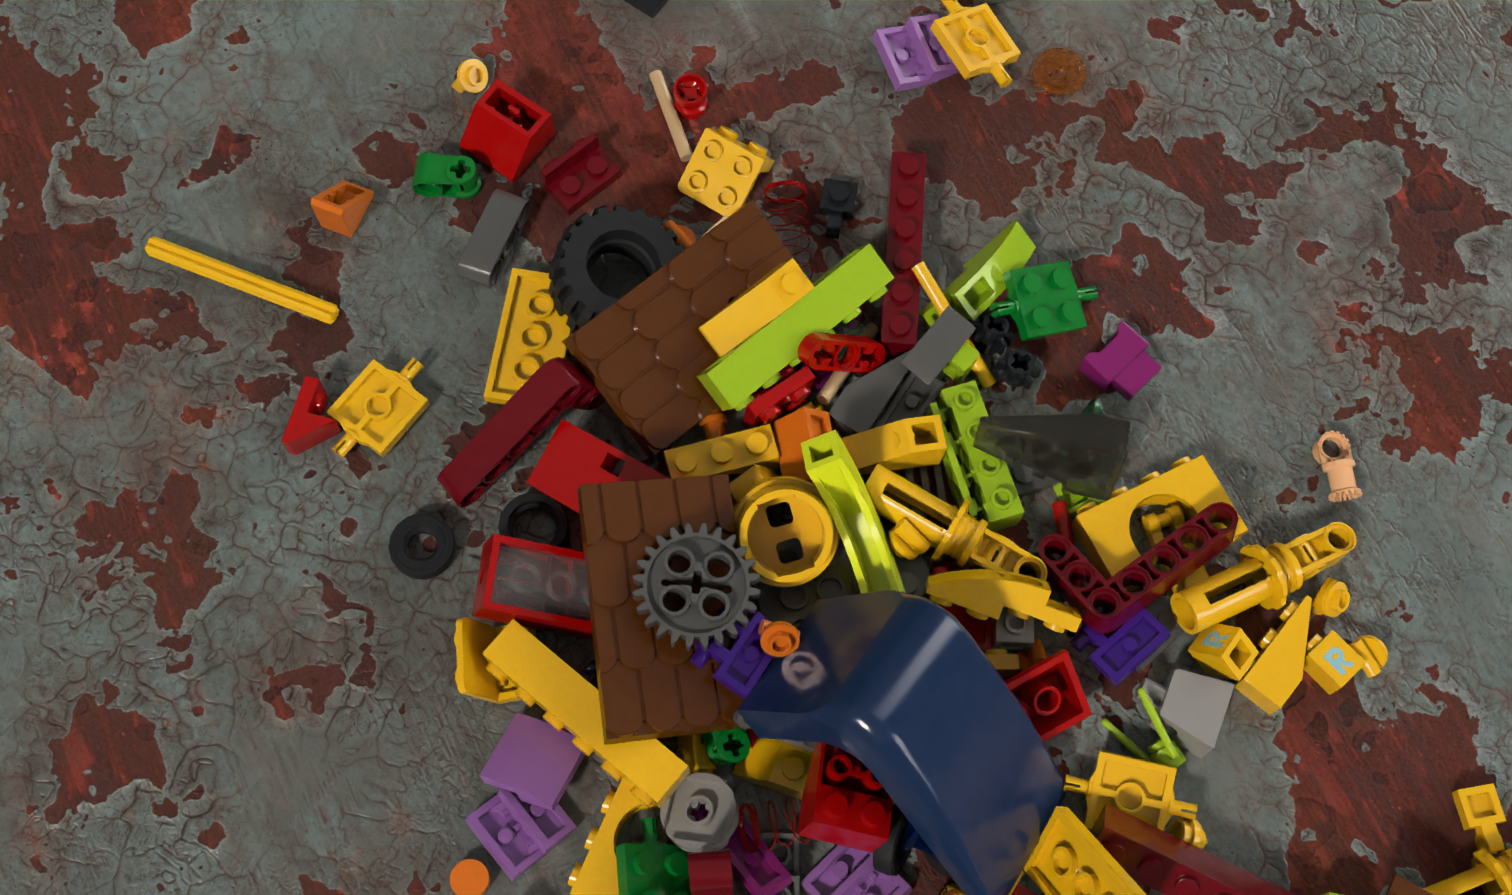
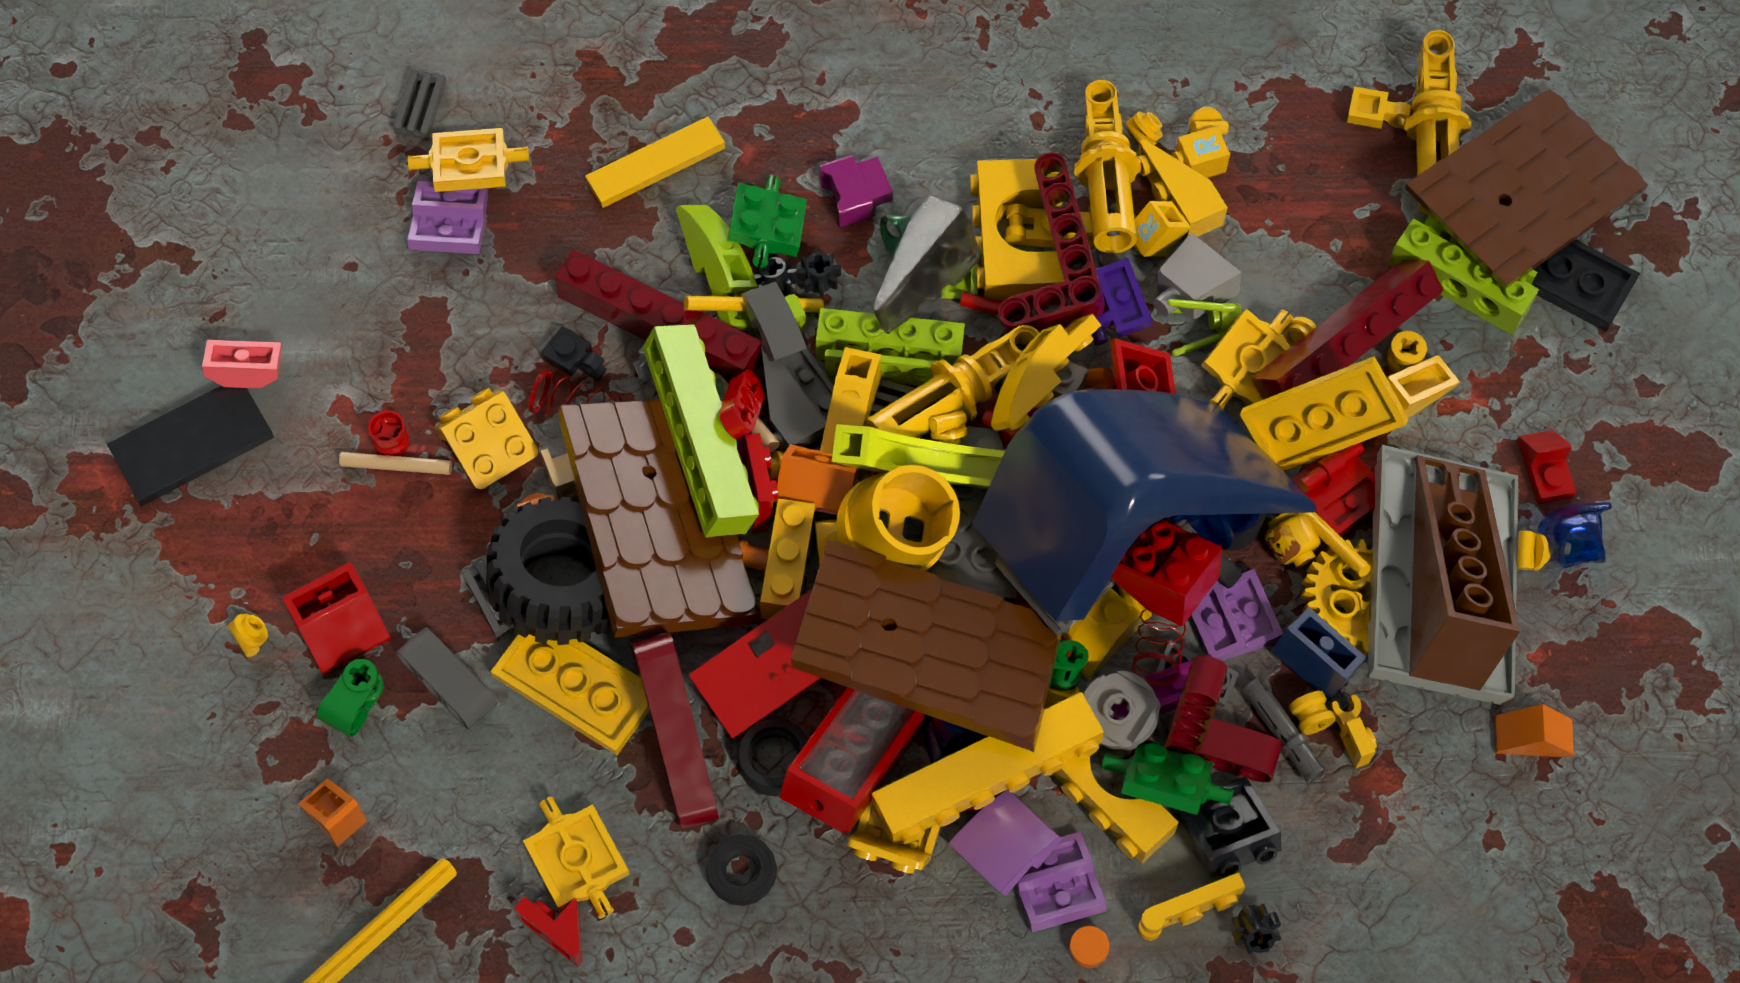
camera: 65 degrees left, 5 degrees down
(579, 174) = (419, 572): dark red bracket -> none
(692, 622) = (962, 619): dark grey gear -> none
(742, 663) = (1005, 594): dark purple plate -> none
(756, 306) = (667, 448): yellow slope -> none
(778, 638) = (1004, 560): orange plate -> none
(1058, 188) = (655, 162): none -> yellow tile
(1061, 60) = (524, 102): clear orange gear -> none
(1339, 468) = (1033, 67): light nougat connector -> none

